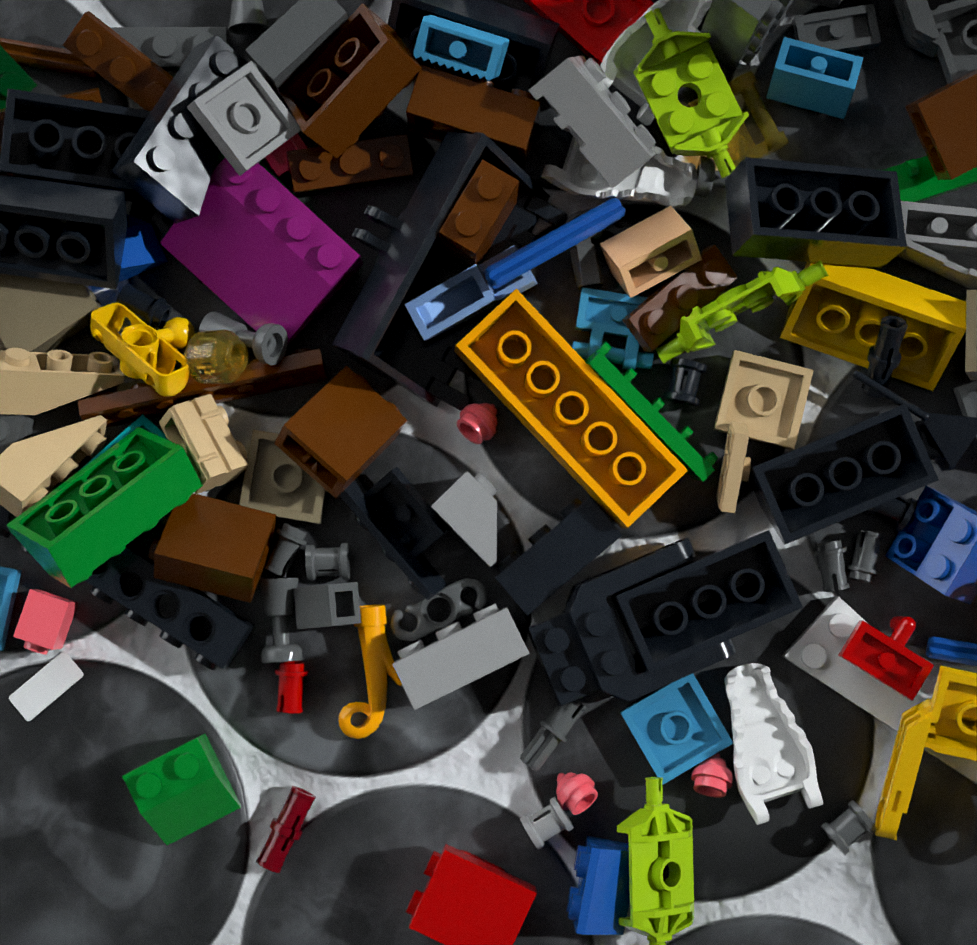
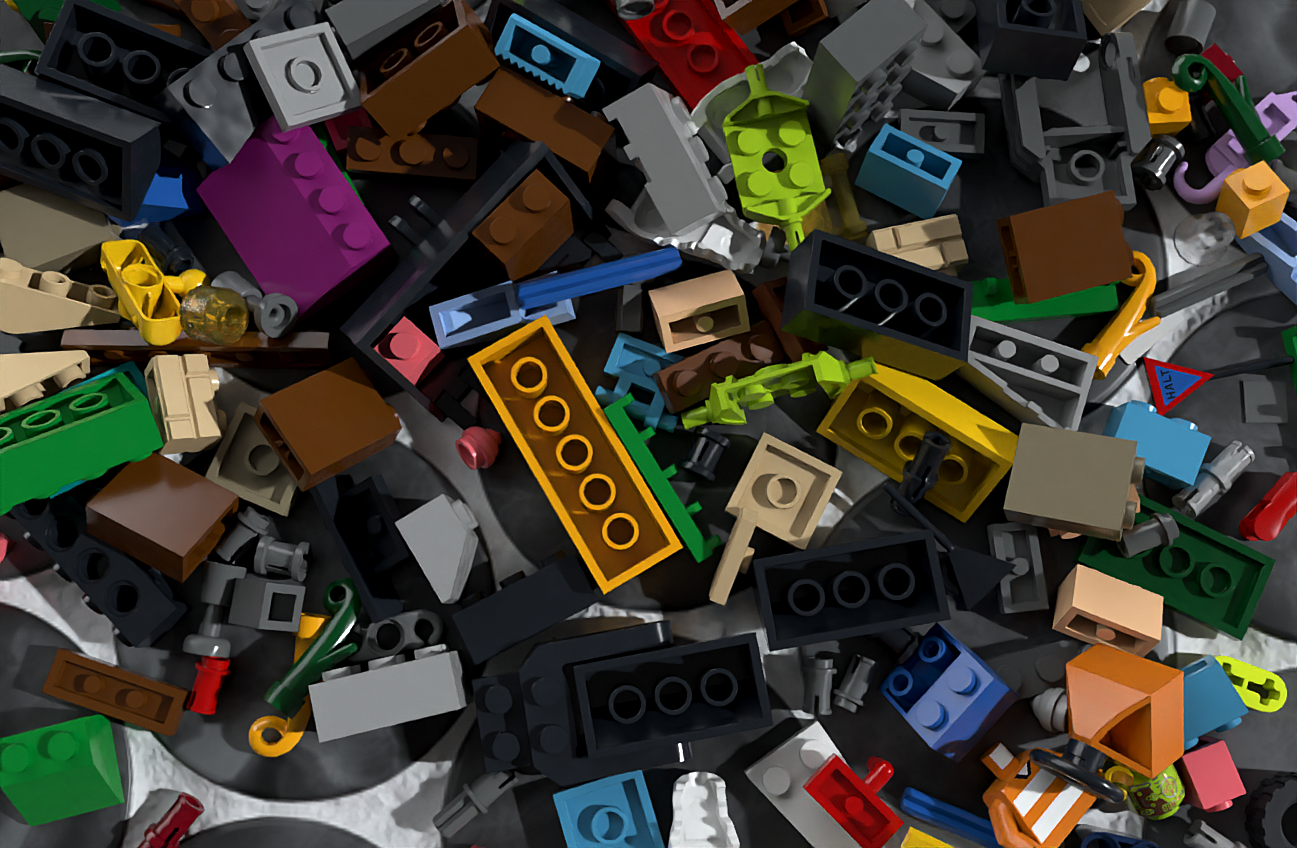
camera: 10 degrees right, 5 degrees down
(211, 712) = (116, 691): none -> reddish brown plate
(389, 637) = (322, 653): none -> dark green plant
(400, 348) = (410, 351): none -> coral brick
(716, 230) = (770, 298): none -> copper plate
(844, 143) = (928, 242): none -> tan brick

